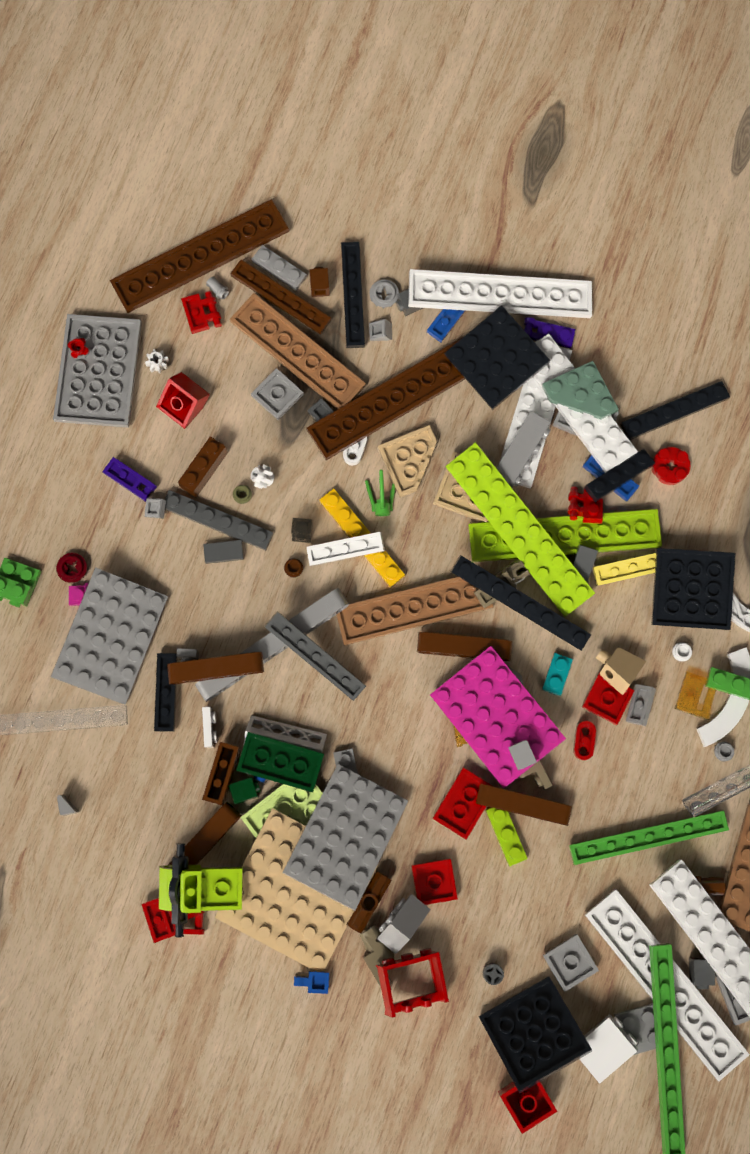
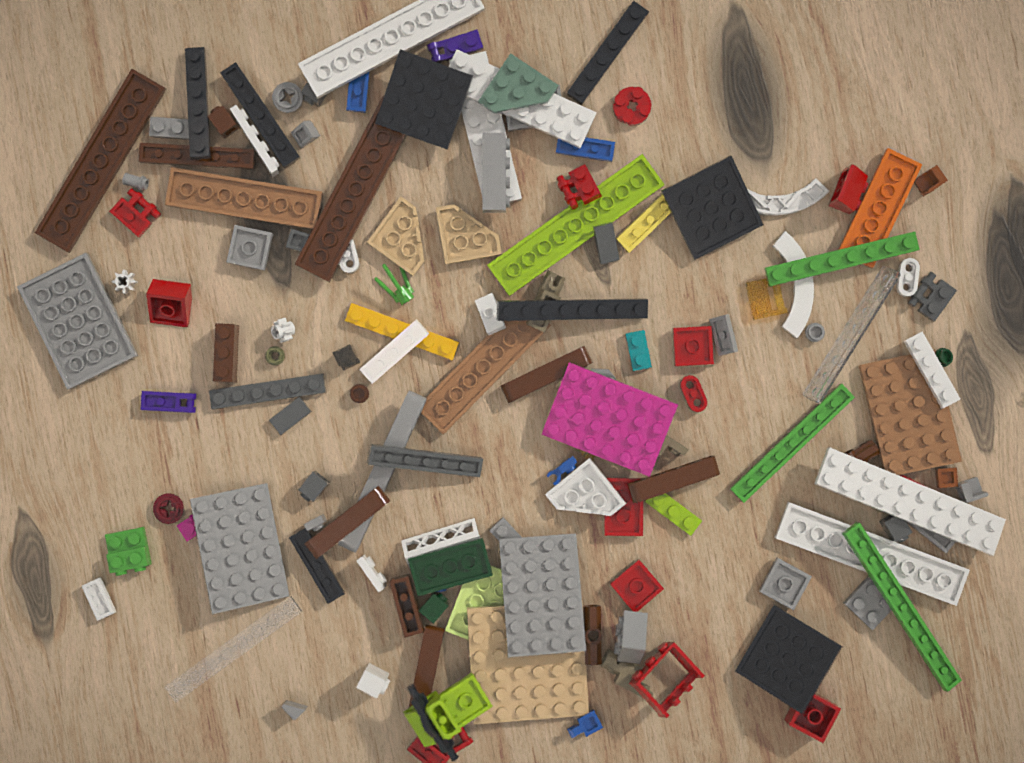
camera: 30 degrees left, 10 degrees up
(78, 343) = (41, 312): red plate -> none
(151, 822) = (373, 681): none -> white brick
(155, 508) = (207, 413): light grey tile -> none
(205, 622) = (313, 486): none -> dark grey brick
(307, 256) = (197, 103): none -> black plate
(336, 318) = (251, 133): none -> white plate
(435, 737) = (567, 466): none -> blue plate
(439, 769) = (586, 492): none -> white plate
(445, 562) = (488, 311): none -> white plate
(495, 976) = (728, 634): dark grey wheel -> none
(520, 529) = (533, 244): lime plate -> none
(522, 755) = (650, 442): light grey panel -> none
(609, 1048) = (853, 632): white brick -> none
(619, 475) = (592, 143): black plate -> none
(620, 668) = (689, 314): tan torso -> none
(682, 652) = (733, 267): white plate -> none

